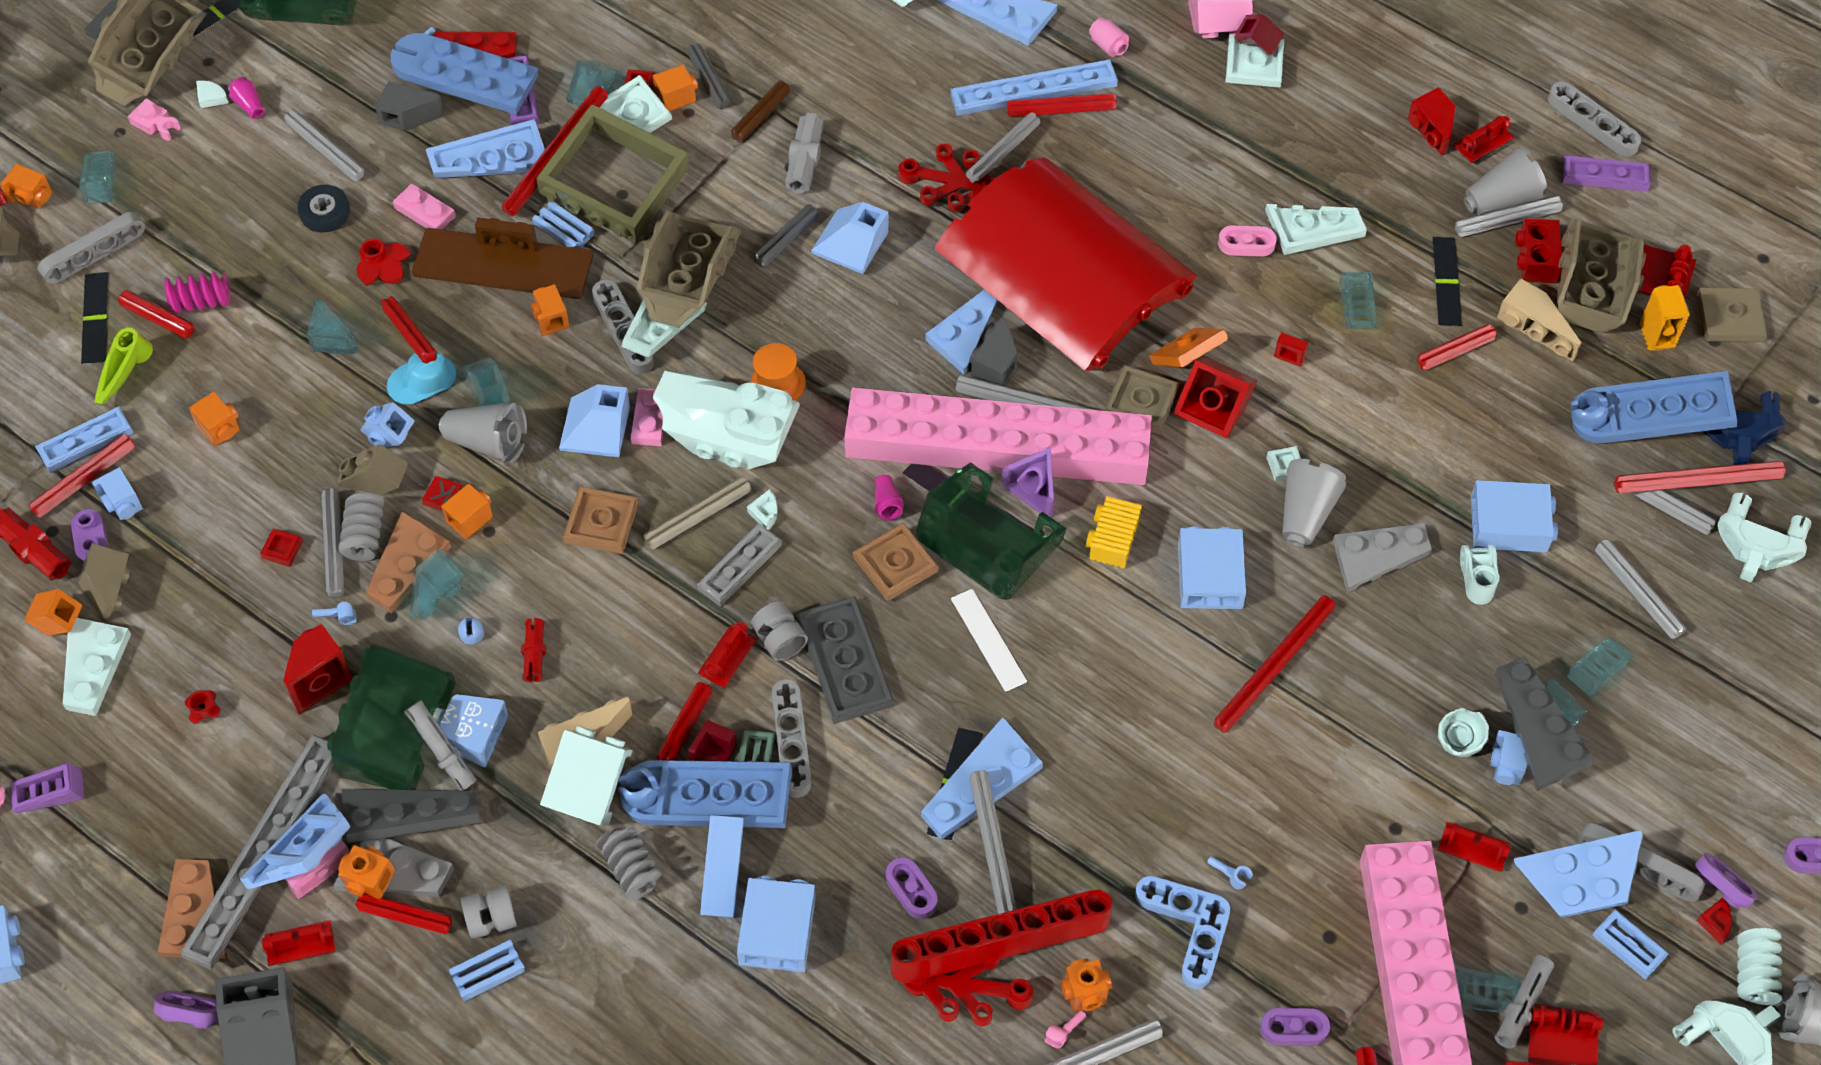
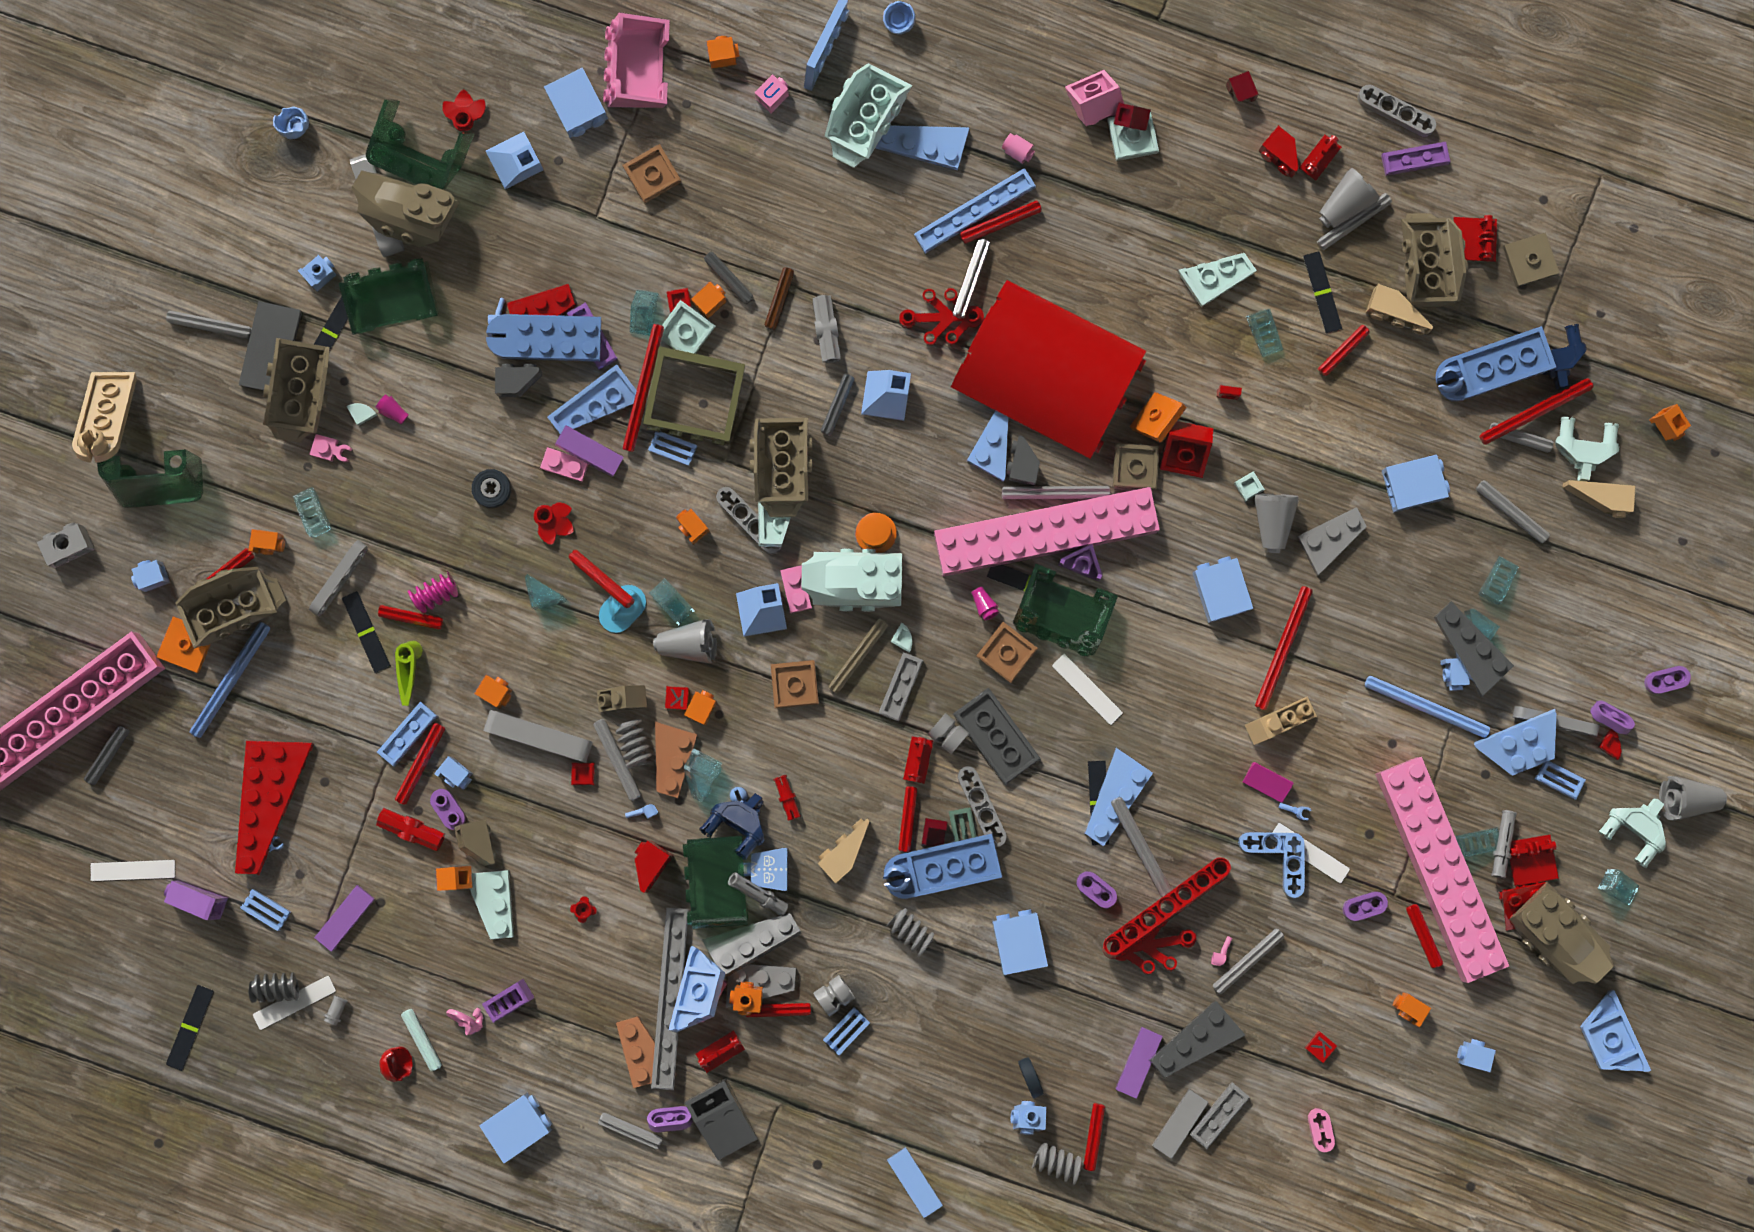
camera: 15 degrees left, 25 degrees up
(126, 1009) = (630, 1130): none -> light grey axle
(245, 484) = (538, 736): none -> light grey beam
(324, 145) = (467, 432): light grey axle -> none
(386, 425) = (618, 661): light blue brick -> none
(456, 194) = (589, 451): none -> medium lavender tile
(458, 650) = (742, 818): none -> dark blue connector
(502, 258) = (641, 493): reddish brown bracket -> none
(585, 775) = (862, 884): light aqua panel -> none
(722, 866) = (971, 916): light blue tile -> none
(1086, 985) = (1220, 922): orange brick -> none
(1114, 532) = (1149, 581): yellow brick -> none
(1202, 822) = (1267, 782): none -> dark pink slope
(1241, 747) = (1280, 720): none -> tan slope
(1247, 240) = (1171, 305): bright pink plate -> none
(1247, 948) = (1316, 856): none -> white sticker
(1405, 42) = (1242, 87): none -> dark red panel
(1458, 793) = (1427, 706): none -> light blue axle
(1463, 732) = (1421, 665): light aqua hair -> none
(1474, 846) = (1447, 742): red hinge -> none
(1479, 568) = (1403, 532): light aqua piece -> none
(1539, 250) = (1390, 248): red brick -> none
(1664, 318) = (1486, 285): light orange brick -> none
(1758, 966) = (1644, 773): light aqua piece -> none
(1772, 601) = (1608, 498): none -> tan slope

